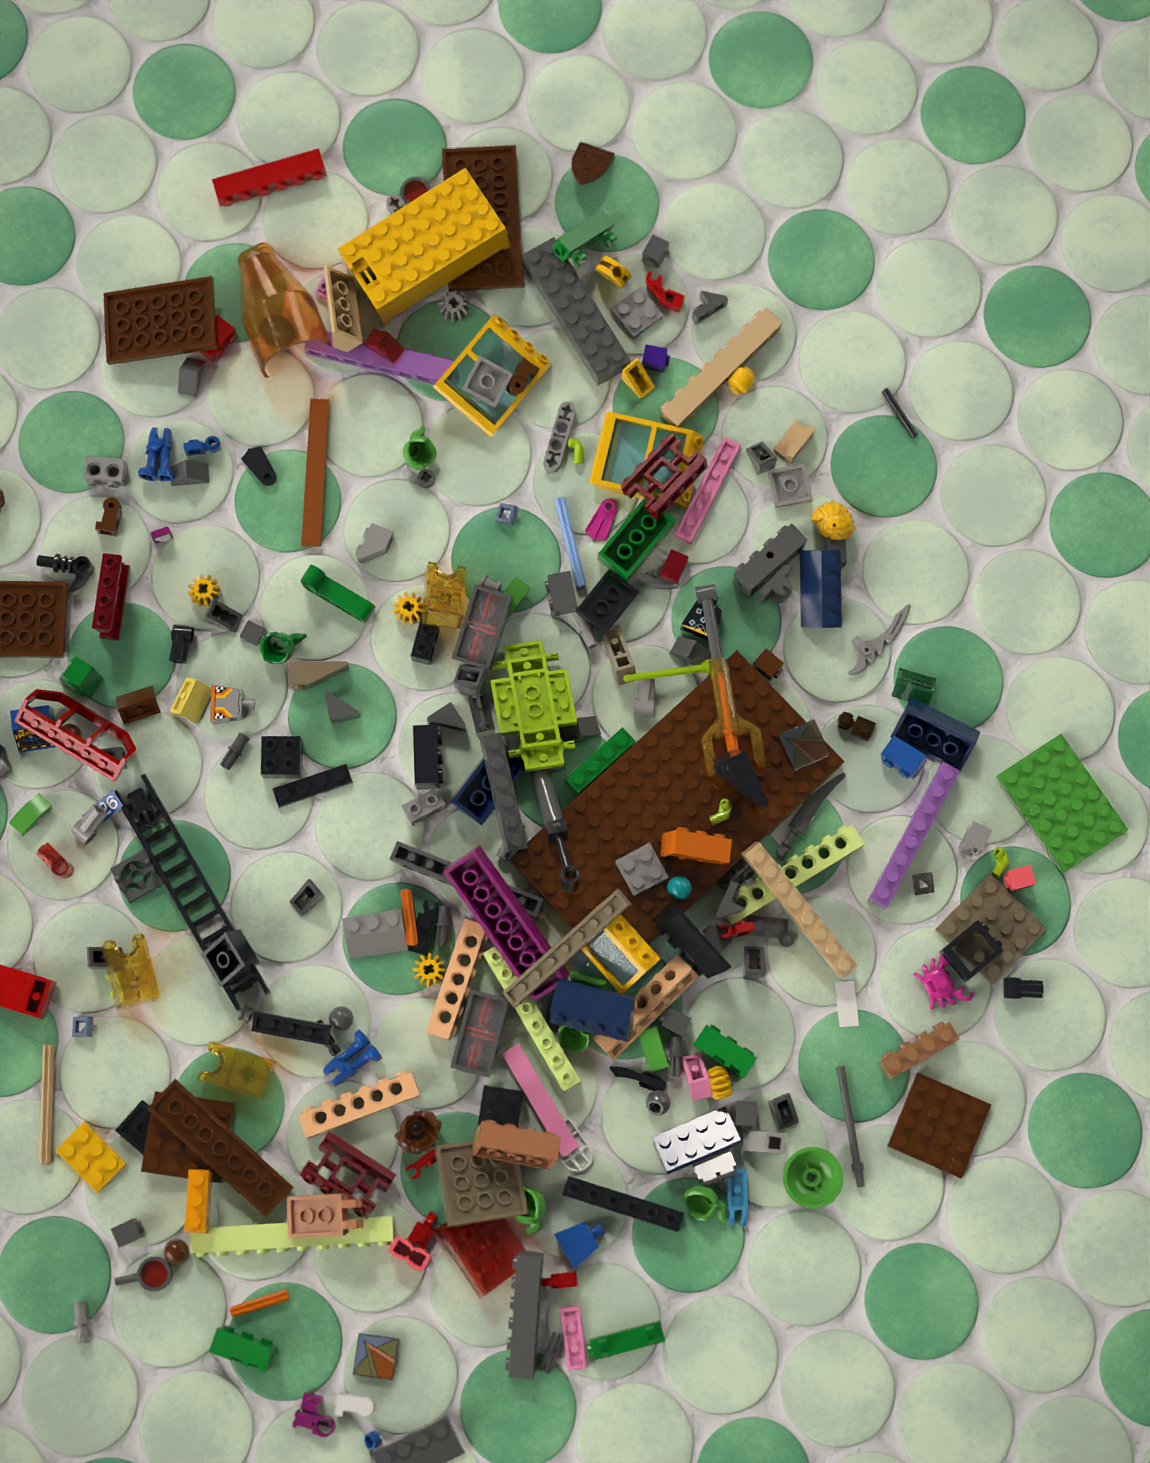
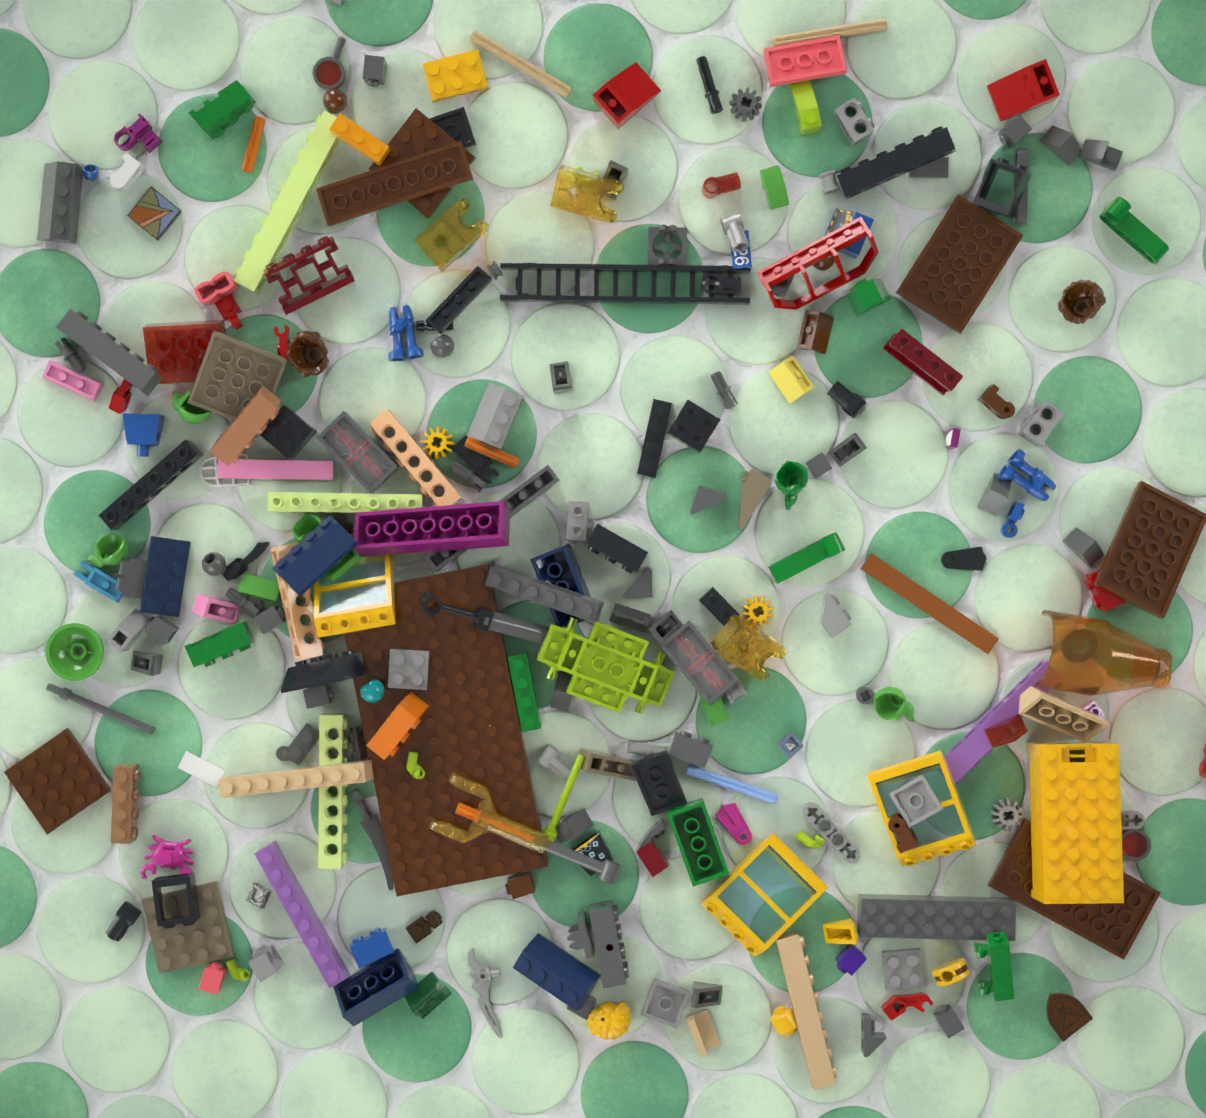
camera: 120 degrees right, 10 degrees up
(72, 565) = (974, 345): black piece -> none
(82, 1027) = (566, 129): sand blue tile -> none
(207, 583) = (877, 451): yellow gear -> none
(228, 704) = (767, 408): light grey torso -> none
(230, 958) = (545, 282): black brick -> none
(313, 1128) = (365, 271): light nougat brick -> none
(321, 1215) = (285, 233): nougat tile -> none
(566, 948) = (375, 566): dark tan tile -> none
(625, 1340) = (43, 421): green brick -> none
(674, 486) = (722, 906): dark red fence -> none
(707, 490) = (705, 929): bright pink tile -> none
(719, 1082) = (197, 624): yellow gear -> none
(726, 907) = (334, 719): dark grey slope -> none
(739, 773) = (434, 802): black slope -> none
(739, 929) = (312, 720): red plate -> none
(754, 962) = (279, 714): dark grey slope -> none
(804, 744) = (430, 871): clear smoke tile -> none
(1062, 803) = (254, 1054): bright green plate -> none

